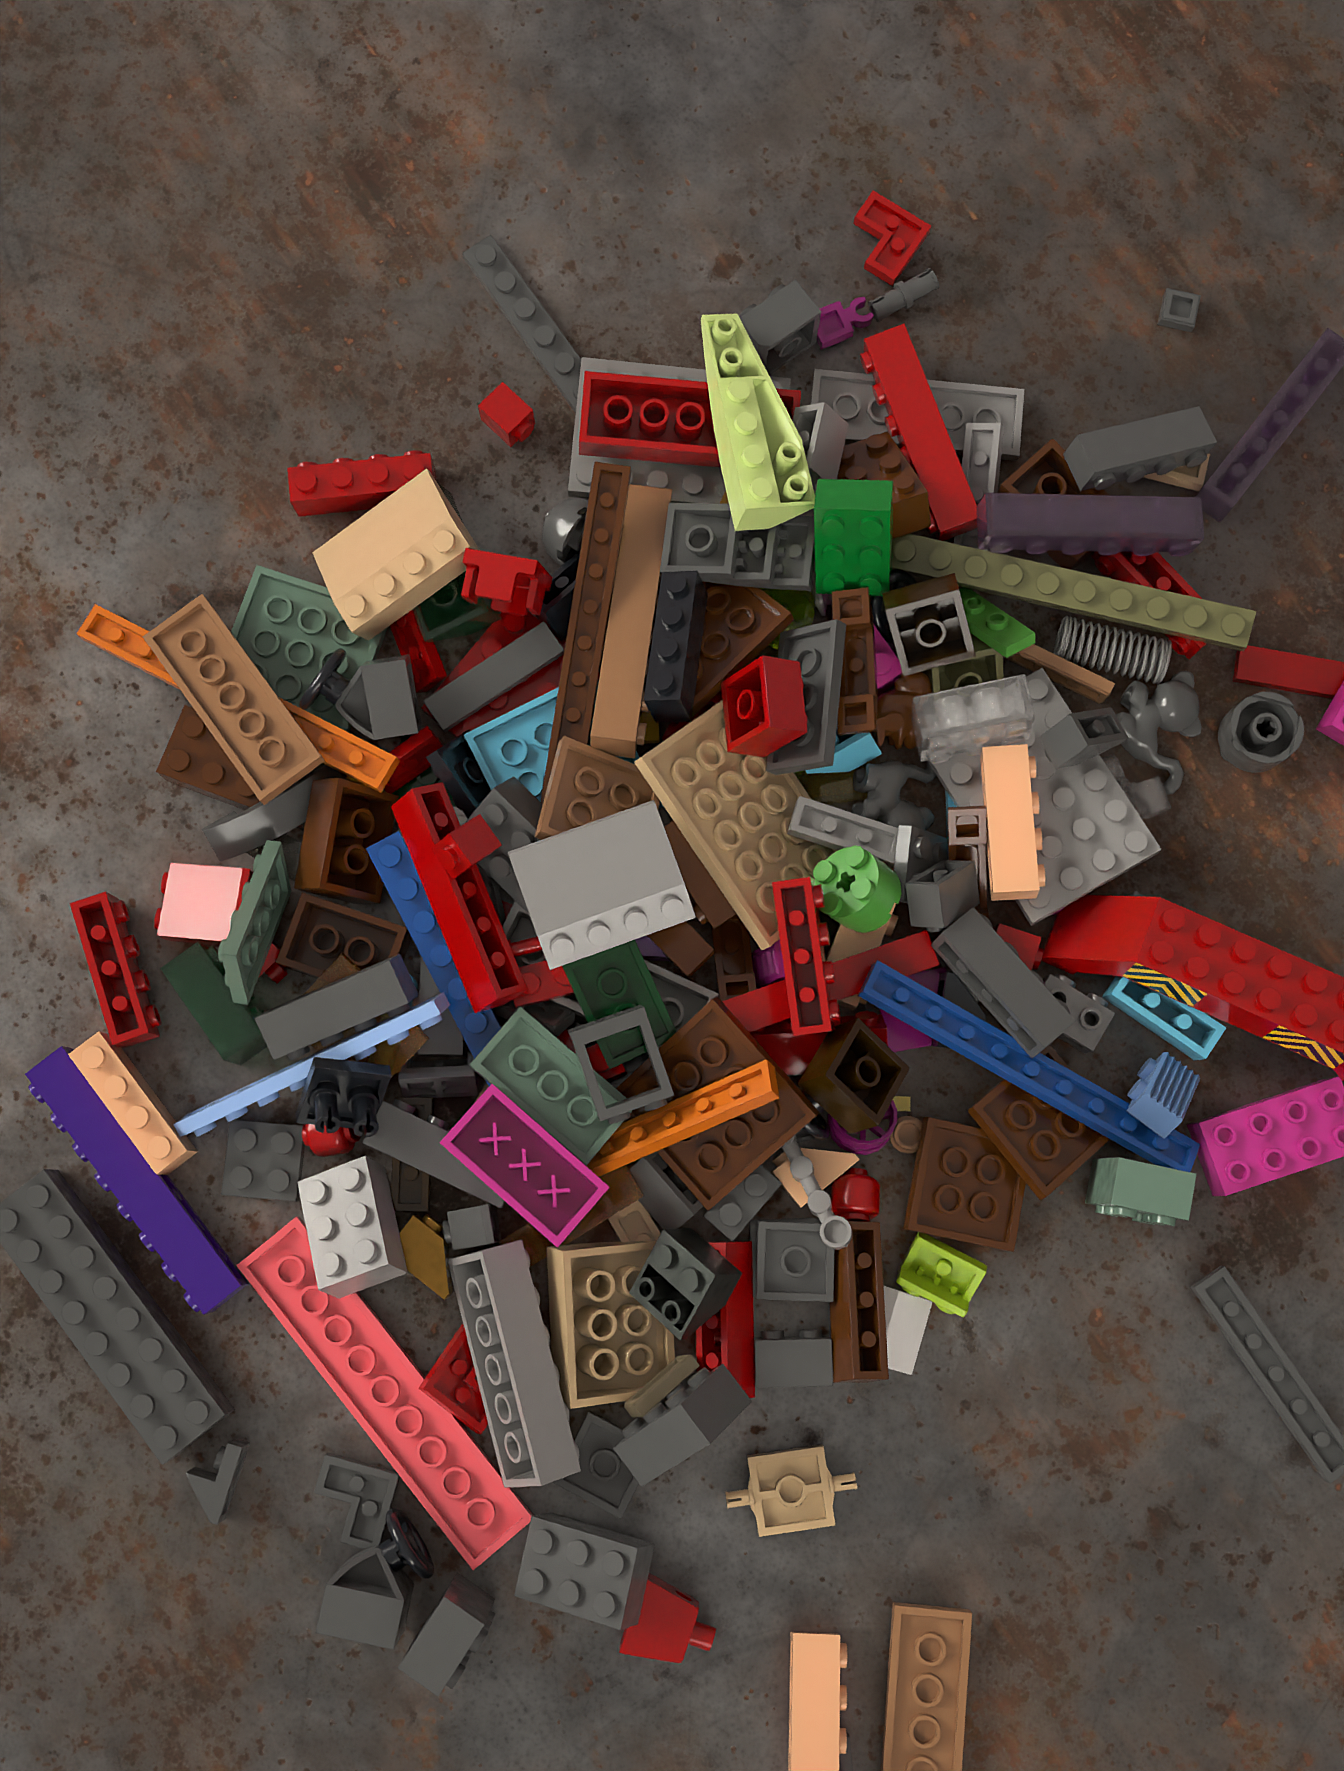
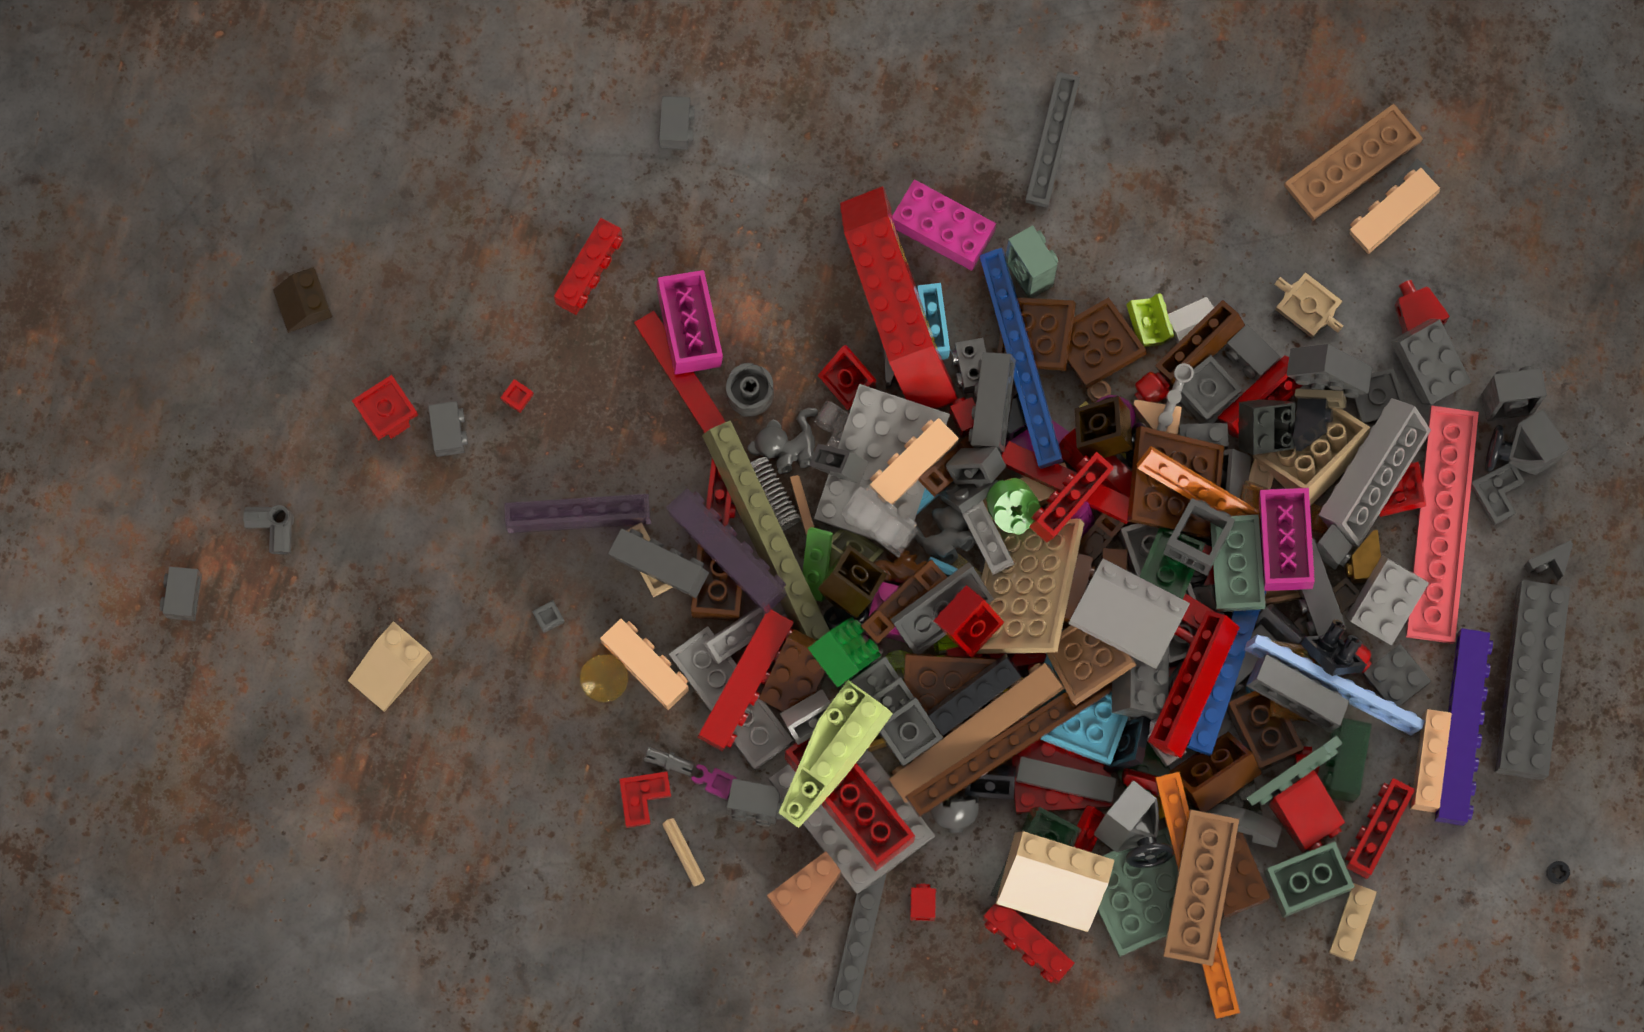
camera: 130 degrees left, 5 degrees down
(53, 850) = (1352, 922): none -> tan plate
(137, 837) = (1309, 879): none -> sand green brick
(466, 846) = (1170, 694): red brick -> none
(508, 580) = (1019, 805): red panel -> none
(632, 299) = (804, 891): none -> nougat wedge
(643, 1343) = (1311, 421): none -> black slope
(792, 229) = (683, 852): none -> tan axle
(1036, 357) = (645, 664): none -> light nougat brick
(1057, 306) = (604, 678): none -> clear yellow dish
(1162, 1094) = (973, 290): medium blue brick -> none
(1184, 860) = (844, 375): none -> red slope
(1267, 110) = (389, 666): none -> tan slope

